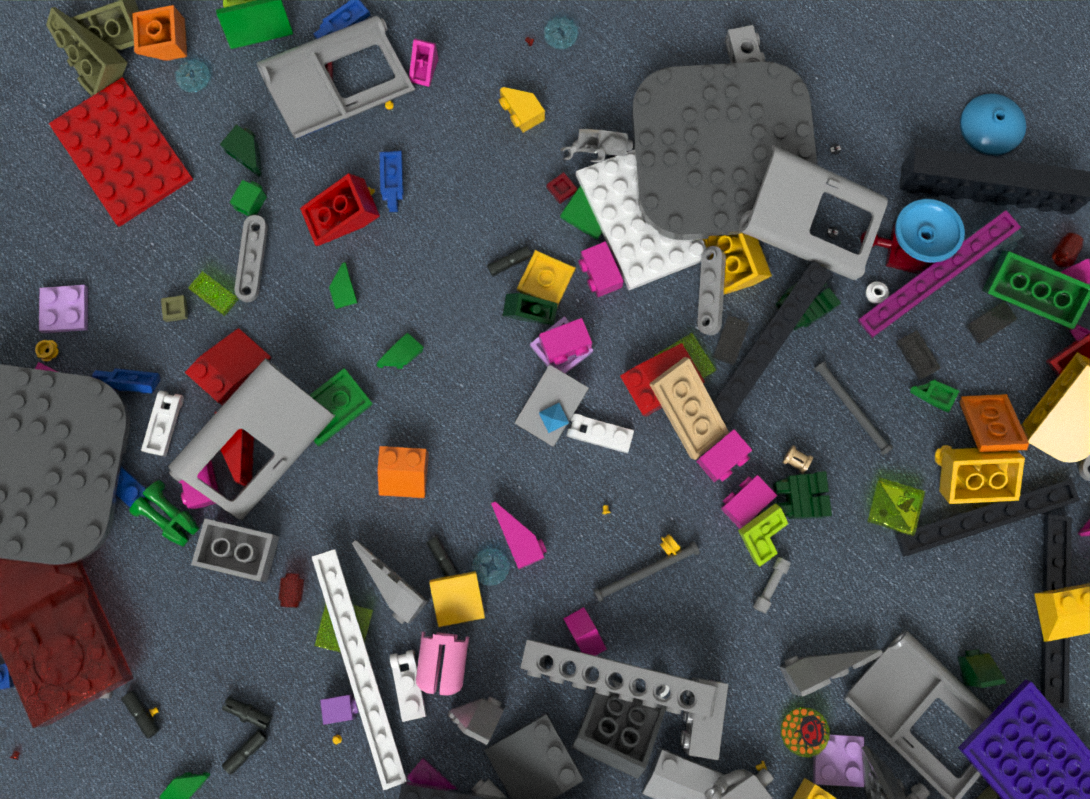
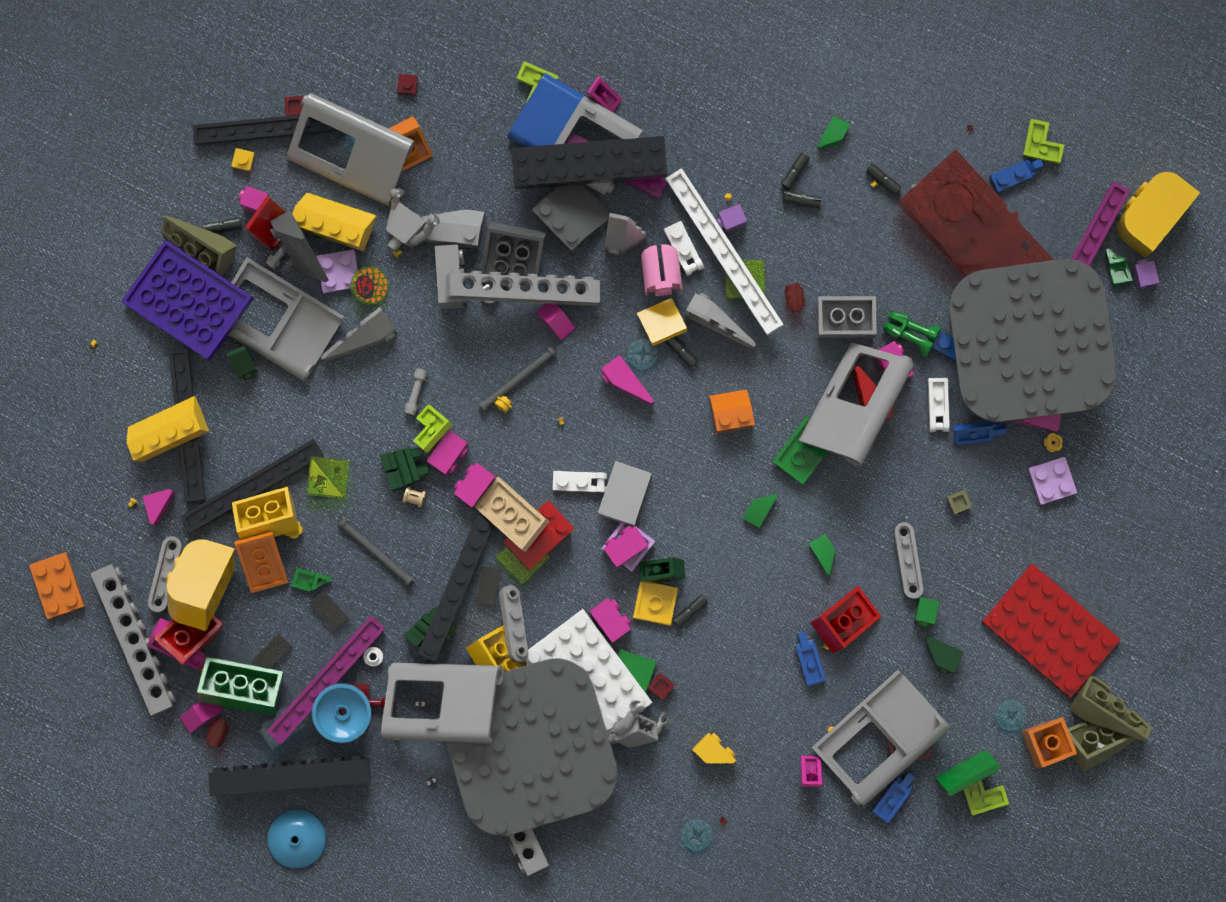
camera: 165 degrees right, 5 degrees up
(213, 293) = (930, 522): clear neon green plate -> none
(227, 365) = (898, 464): red slope -> none
(553, 417) = (620, 483): dark azure slope -> none

